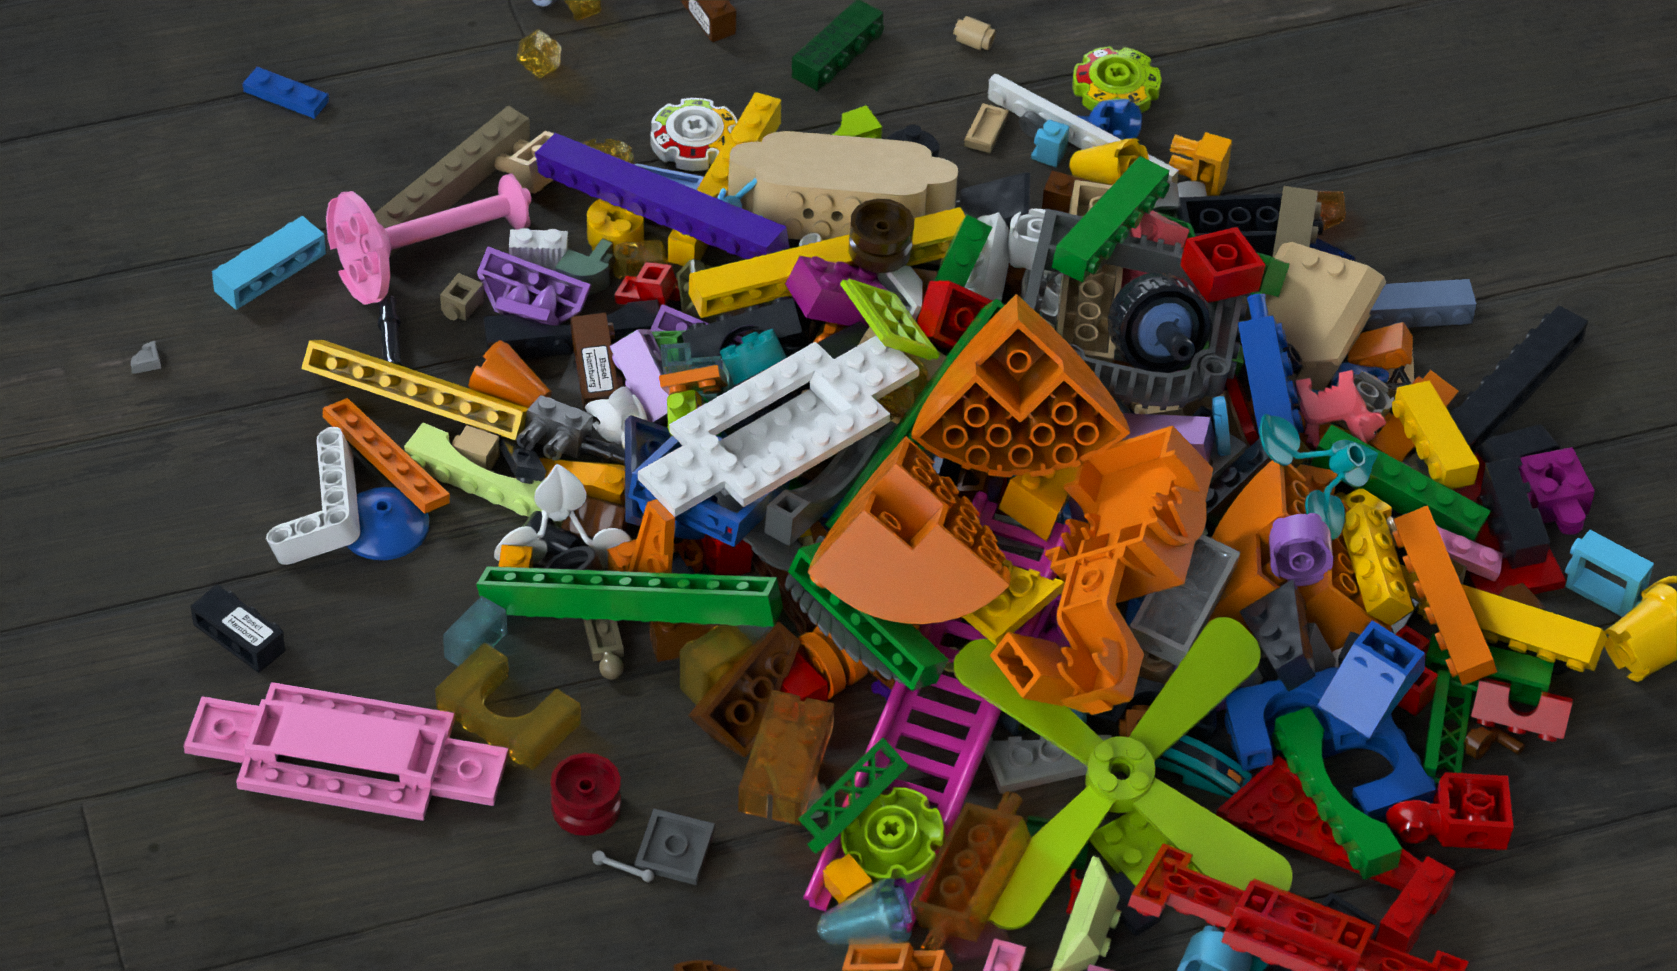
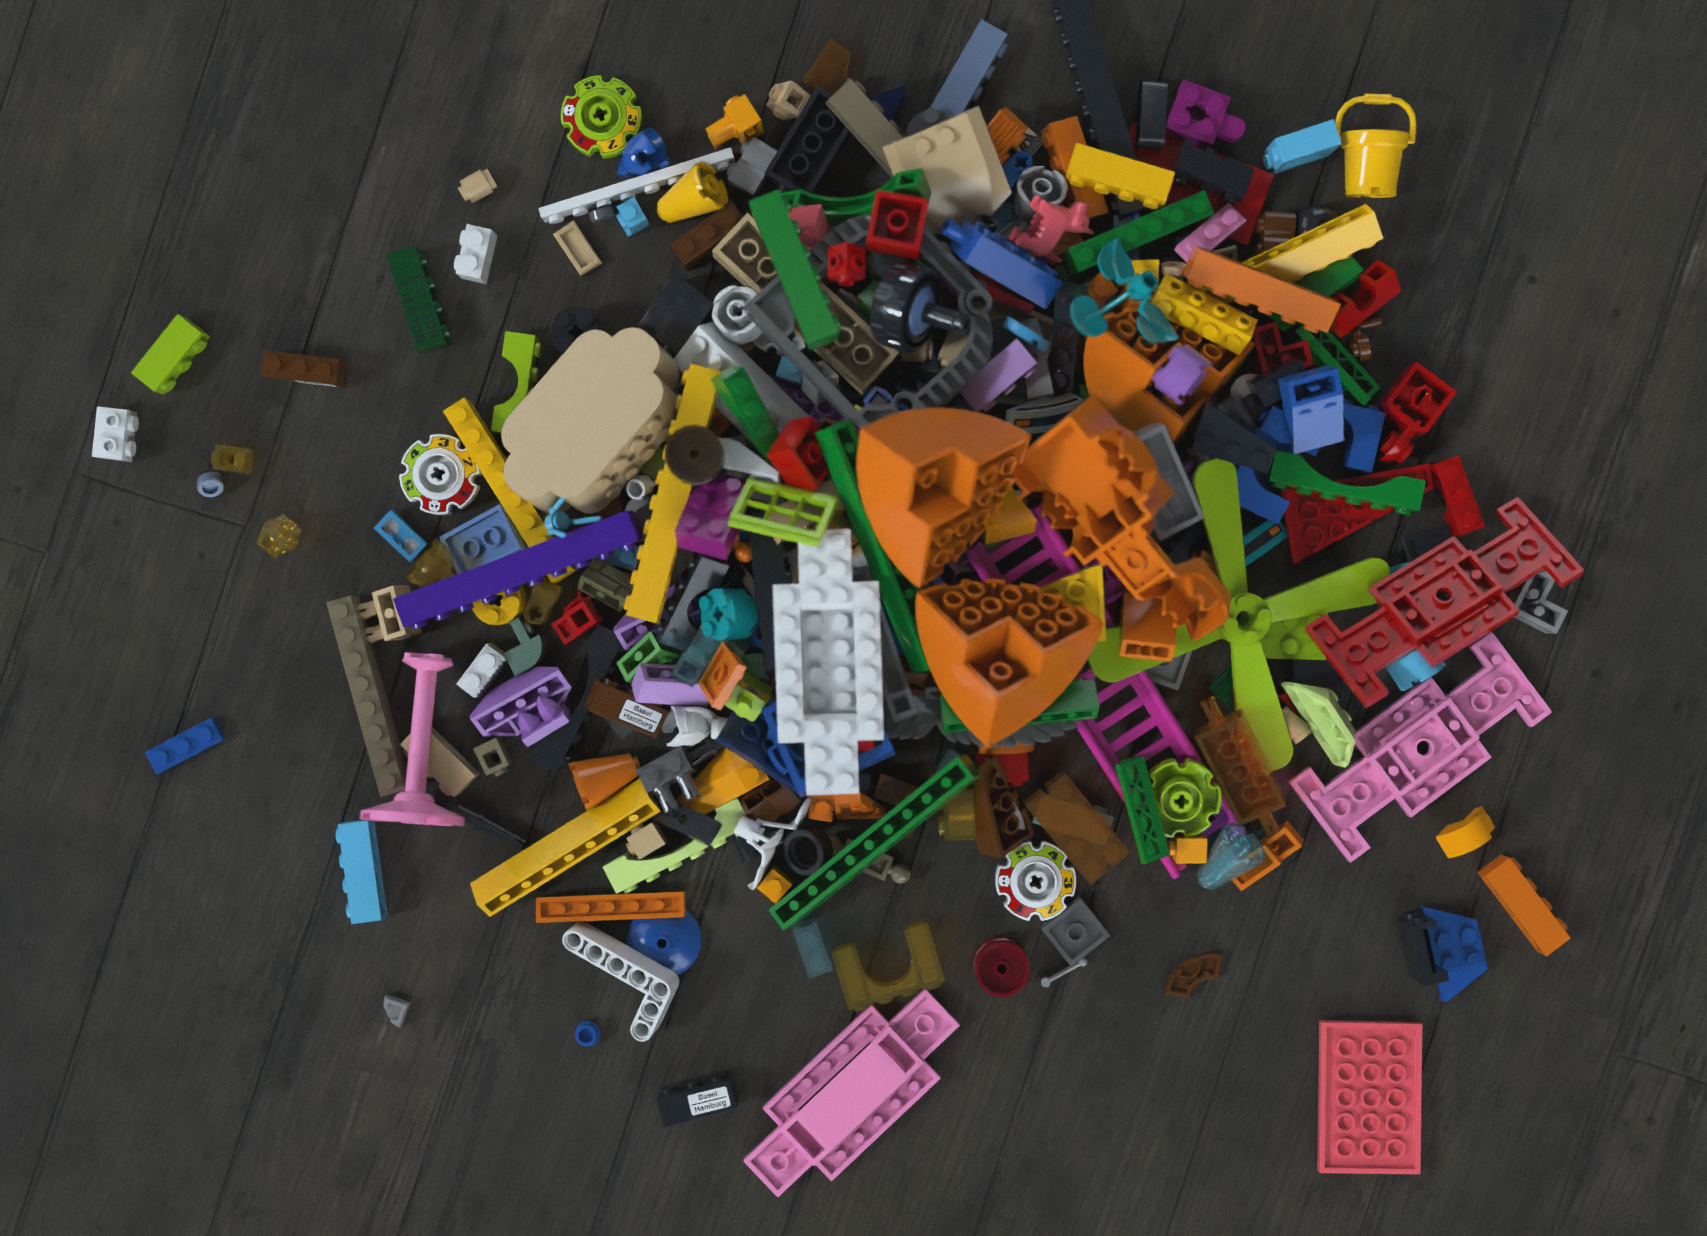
camera: 55 degrees left, 40 degrees up
(237, 509) = (587, 1033): none -> blue plate
(423, 270) = (446, 765): none -> tan brick
(615, 127) = (401, 536): none -> dark azure piece
(698, 778) = (1055, 882): none -> white piece
(915, 60) = (475, 253): none -> white brick
(1054, 913) = (1296, 727): none -> tan cone
(1153, 247) = (846, 263): none -> red brick
(1259, 182) = (787, 100): none -> tan brick

